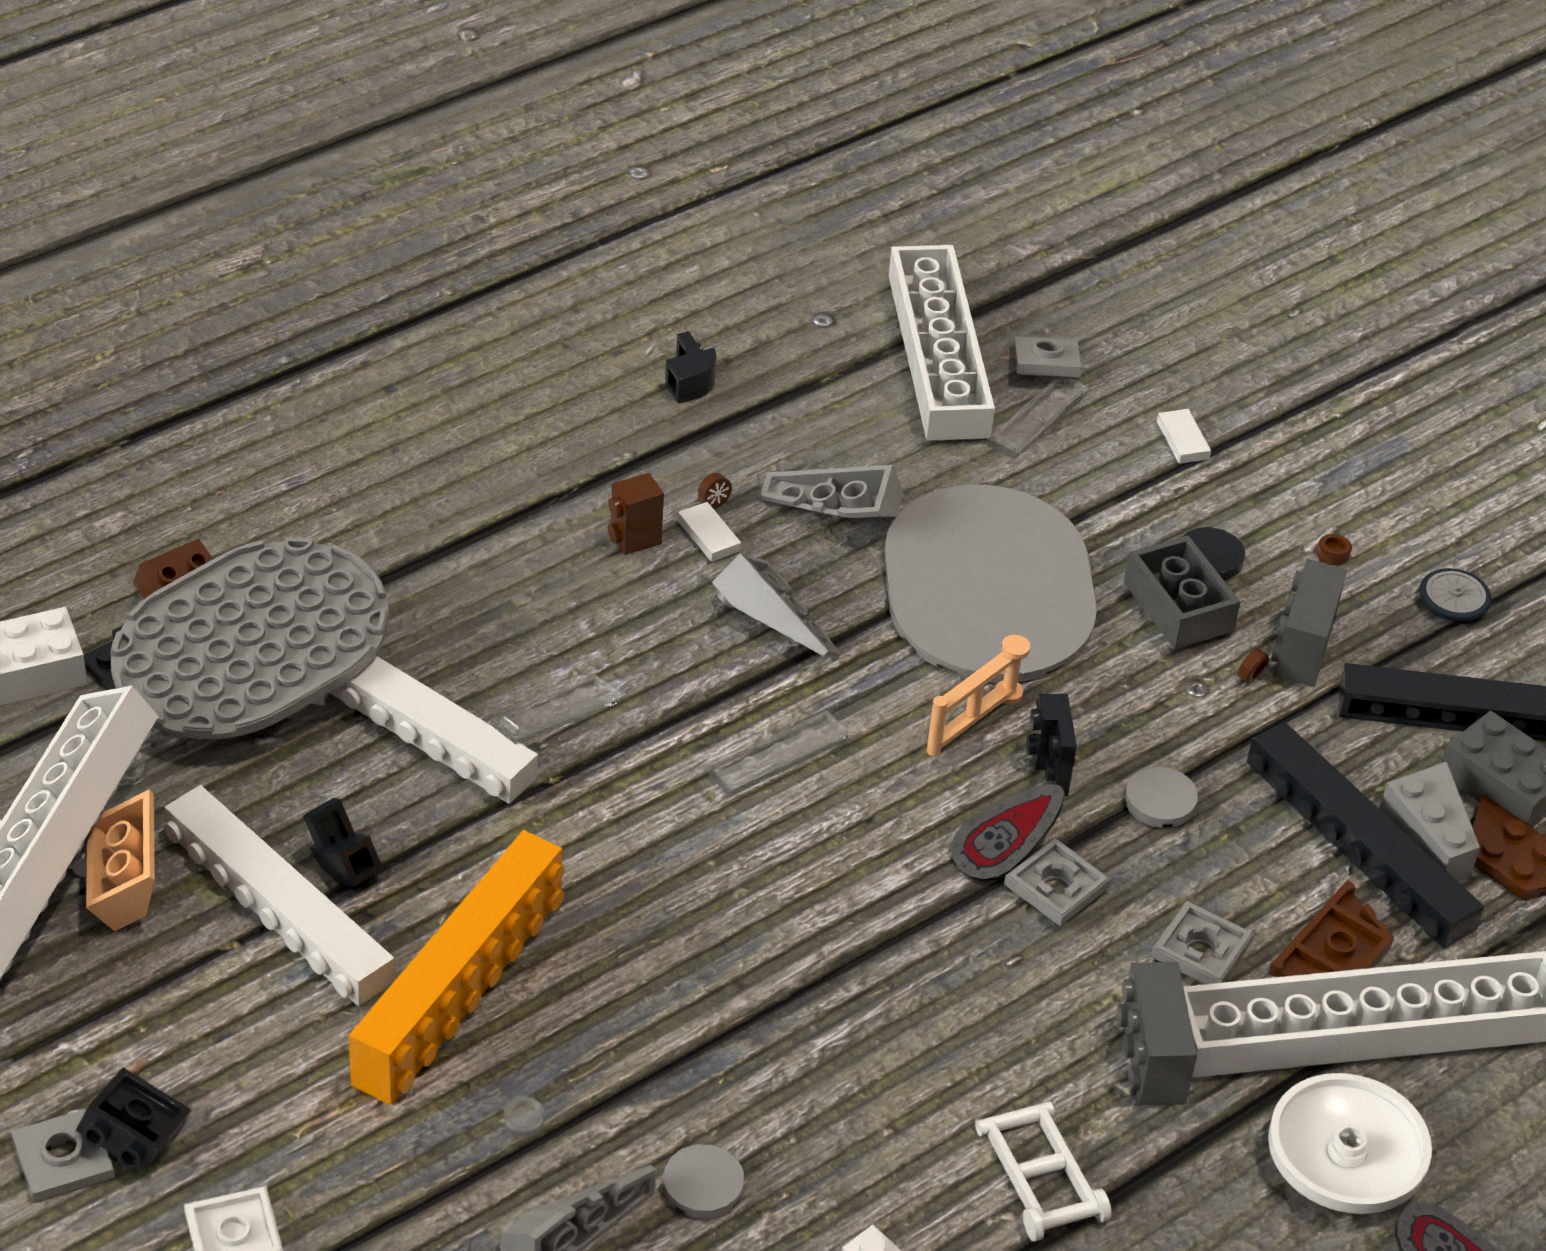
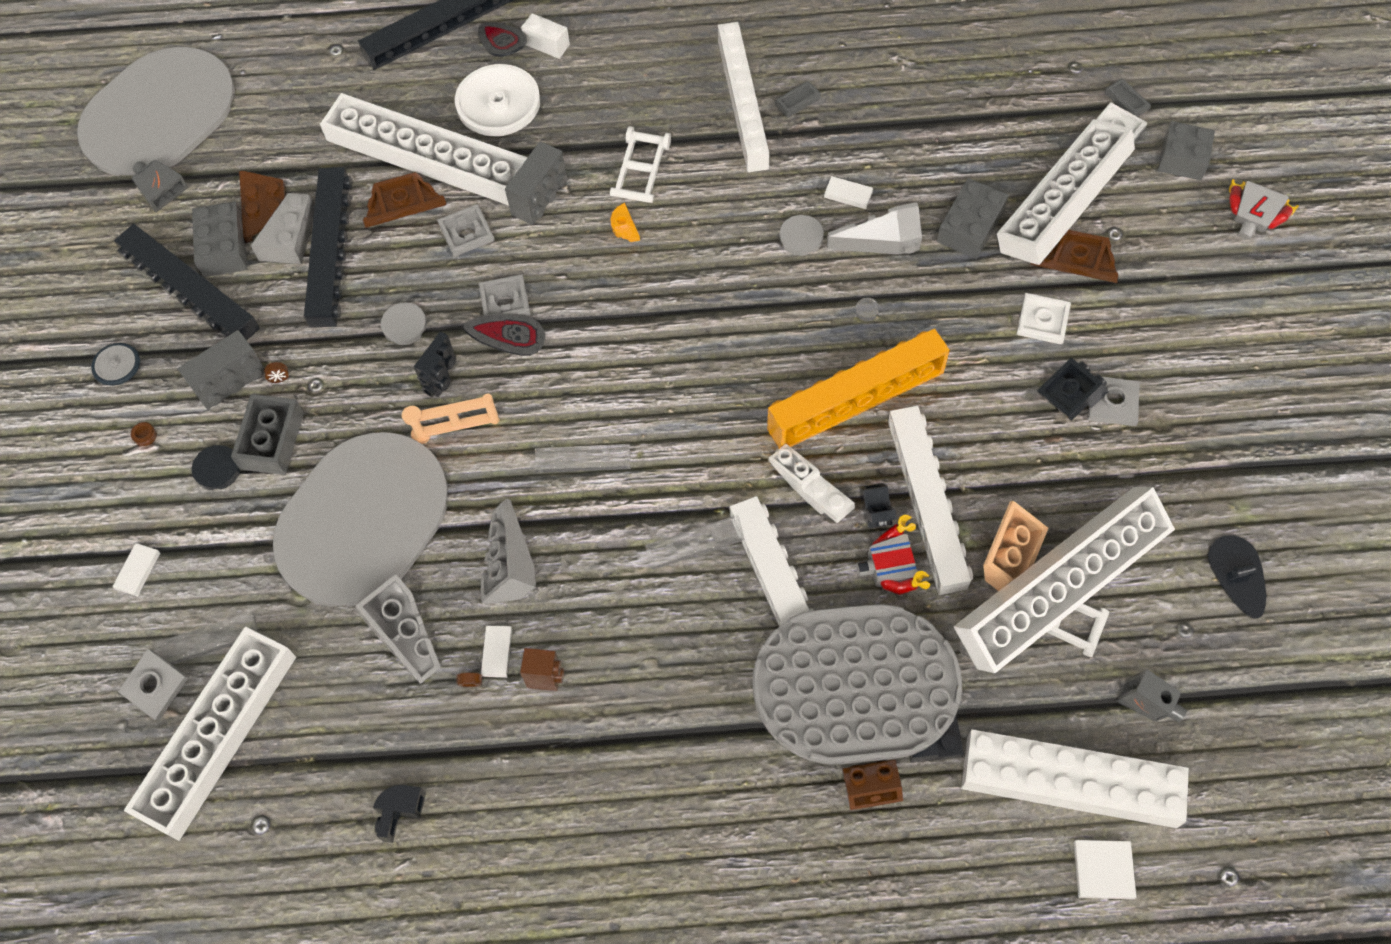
camera: 140 degrees left, 20 degrees up
(276, 794) = (893, 561): none -> torso
(436, 841) = (810, 485): none -> white slope
(986, 1066) = (623, 225): none -> light orange plate

